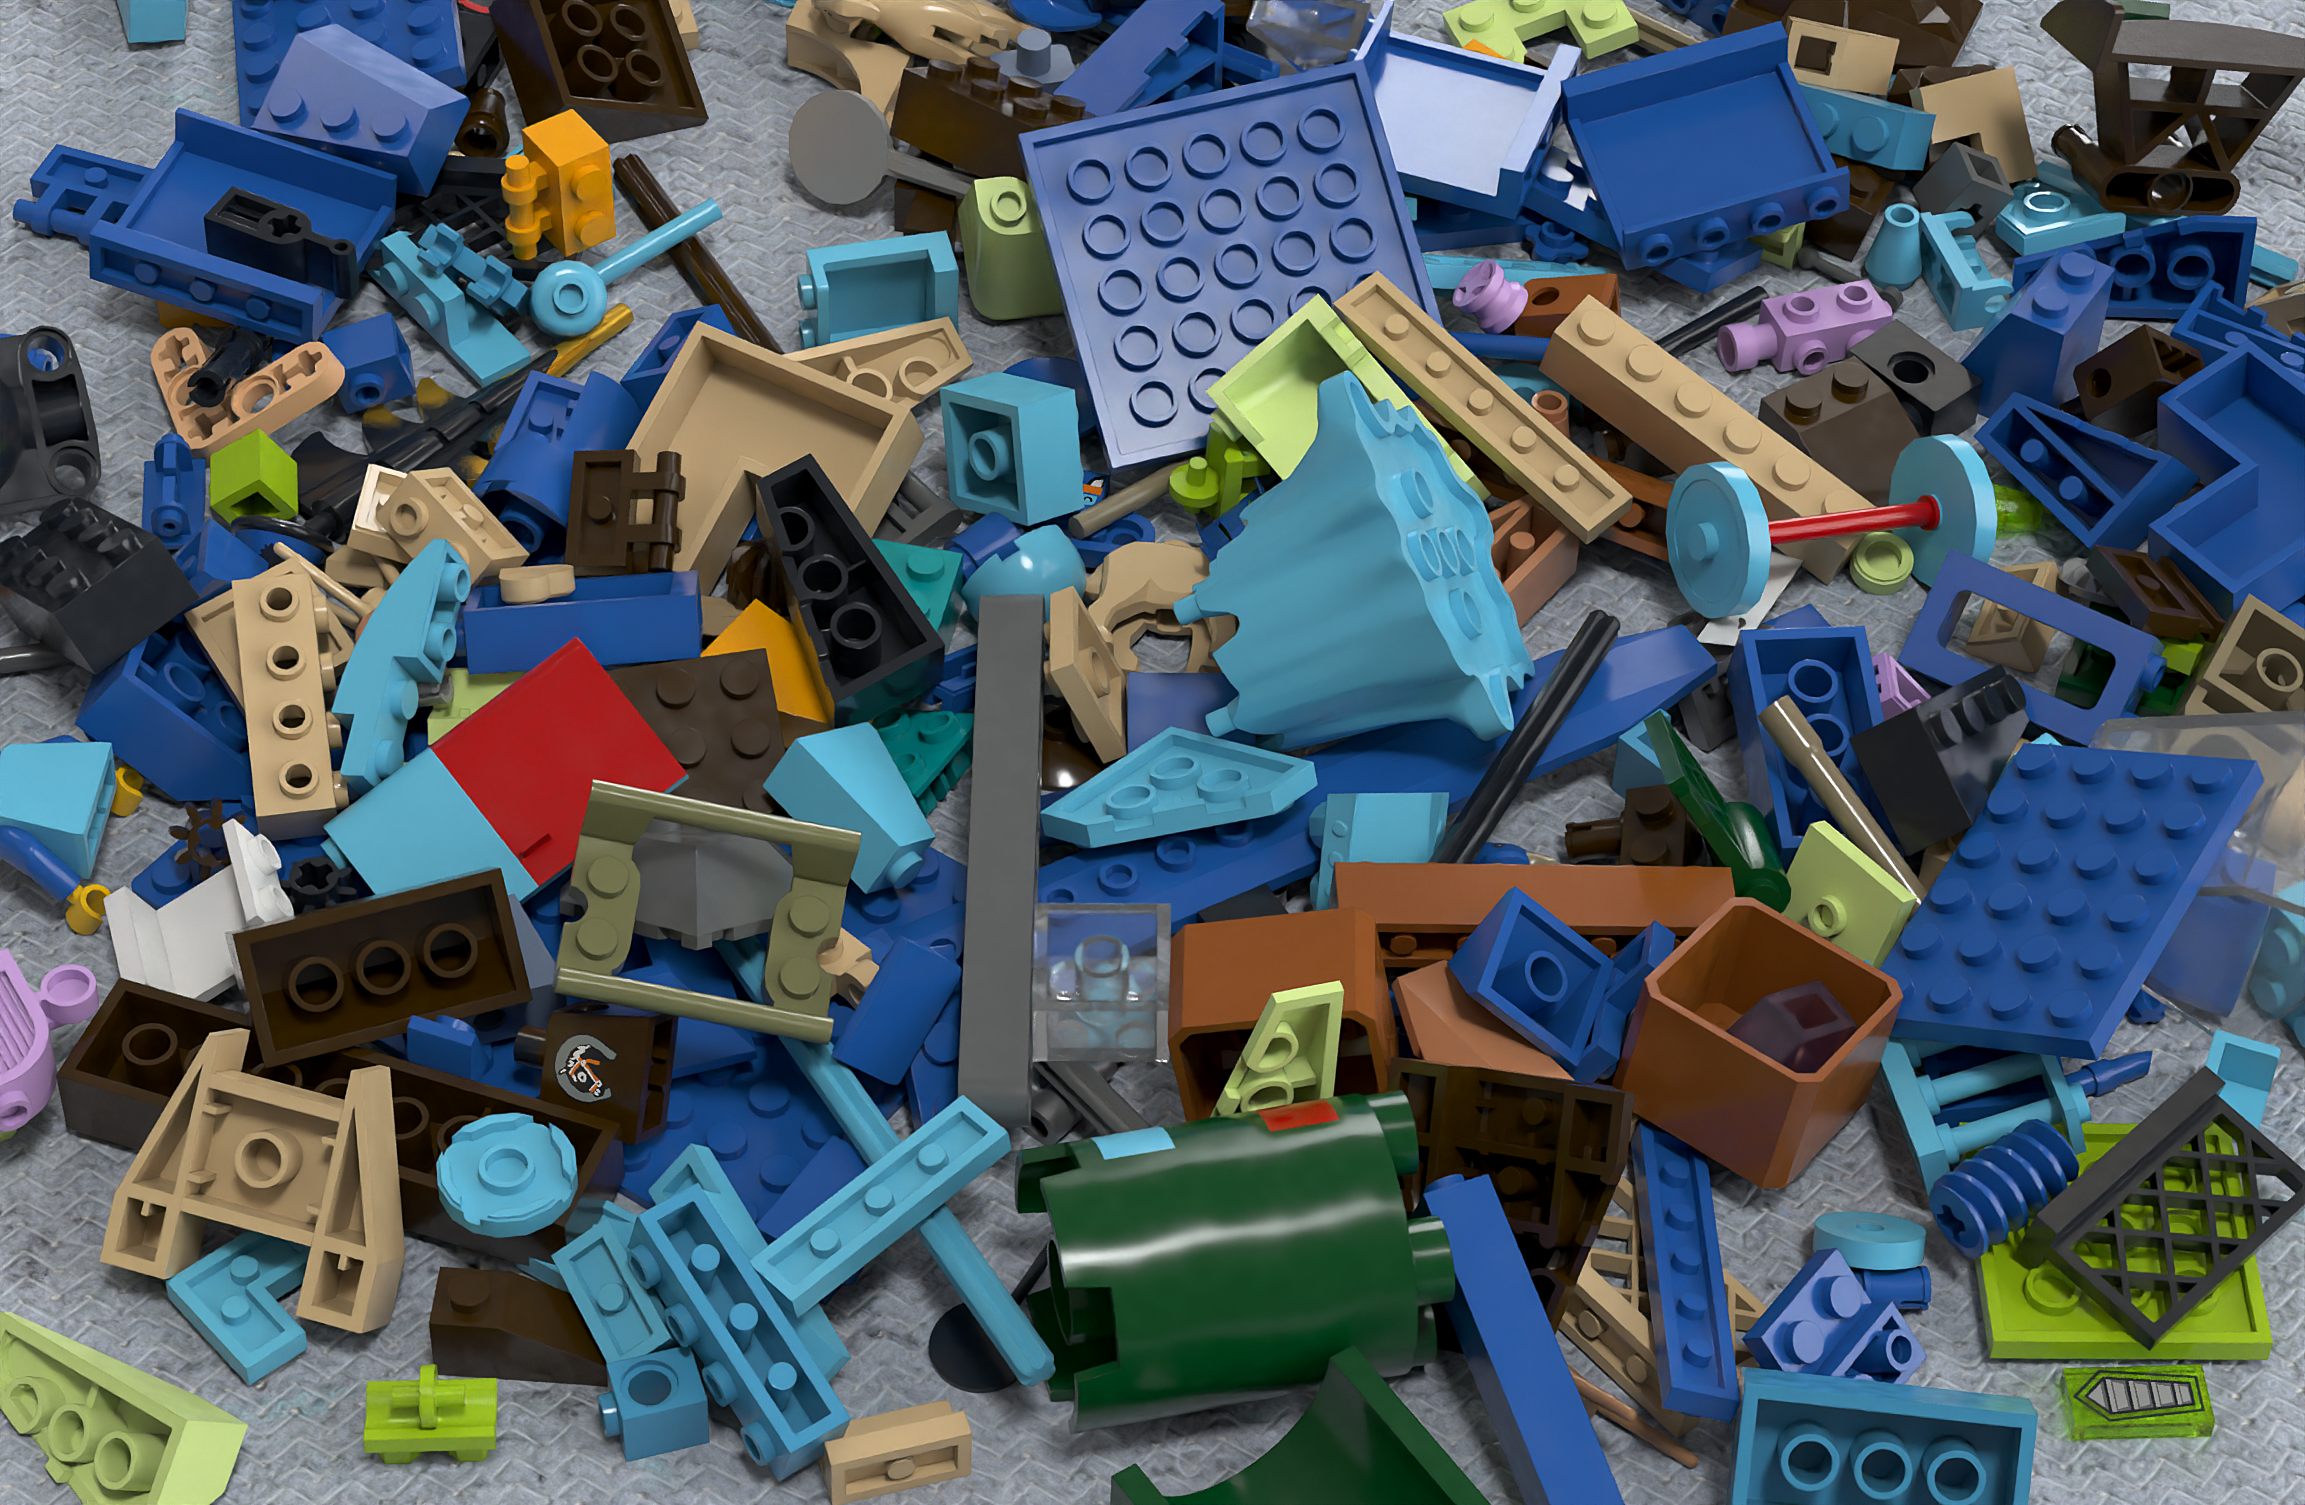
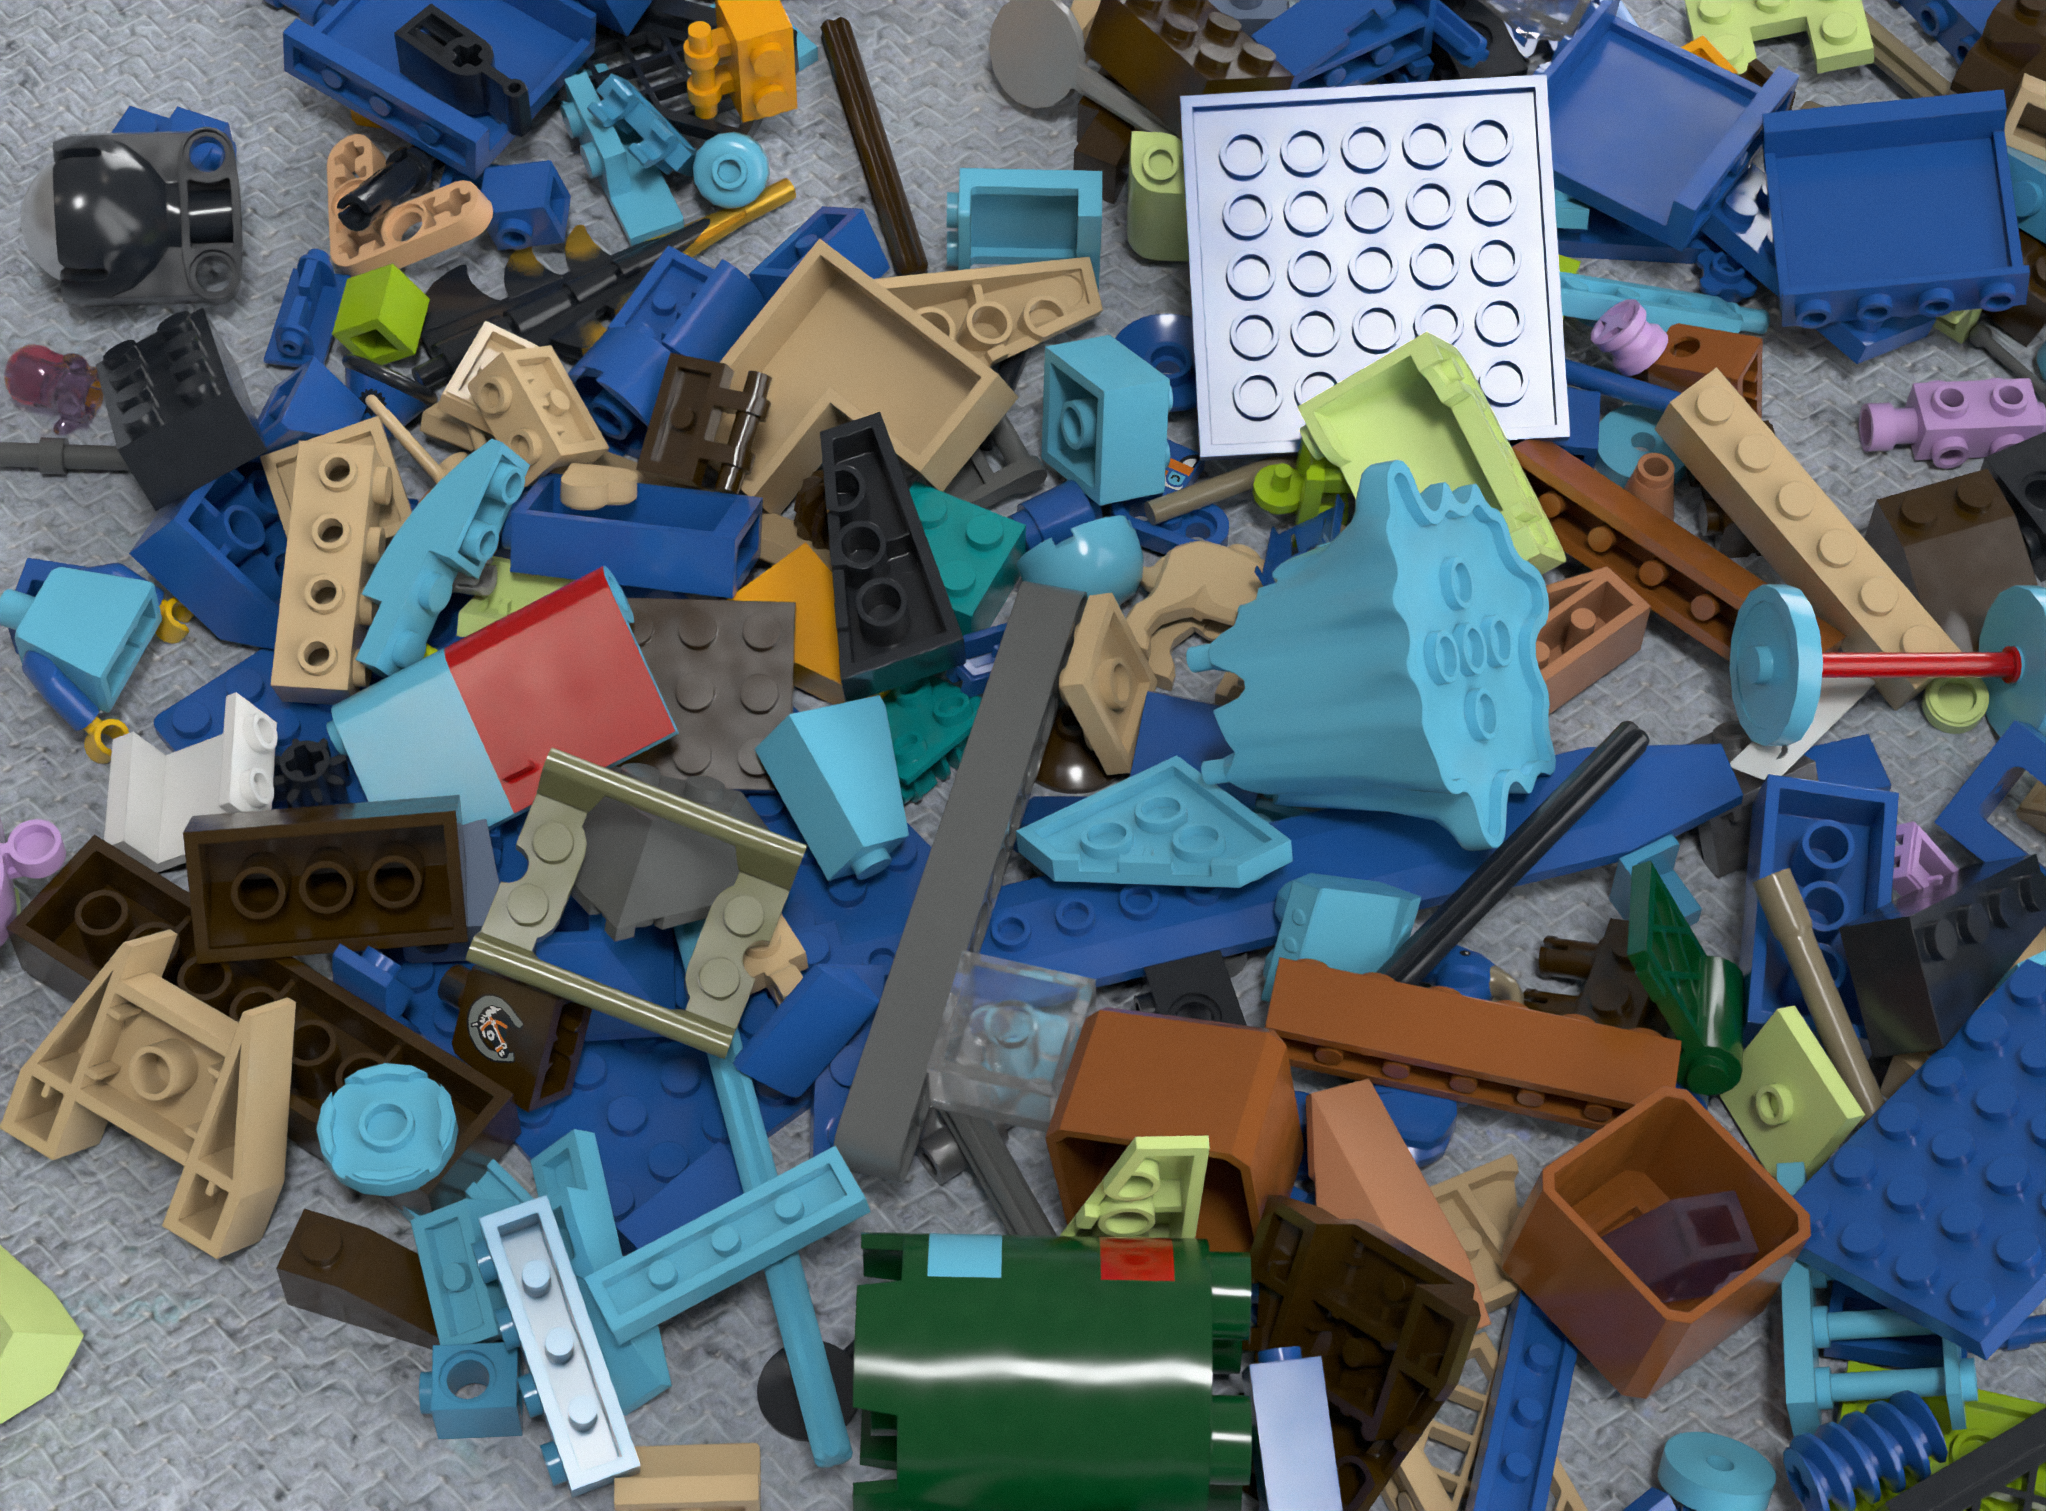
camera: 15 degrees right, 10 degrees up
(189, 833) = (231, 679): dark brown gear -> none
(235, 1305) = (115, 1192): medium azure plate -> none
(431, 1416) = (259, 1359): lime hips -> none
(658, 241) = (831, 122): medium azure bar -> none
(1483, 408) = (1577, 470): tan plate -> none
(1535, 975) = (1446, 1124): blue slope -> none
(1619, 999) = (1515, 1162): blue plate -> none
(1710, 323) = (1846, 398): black bar -> none

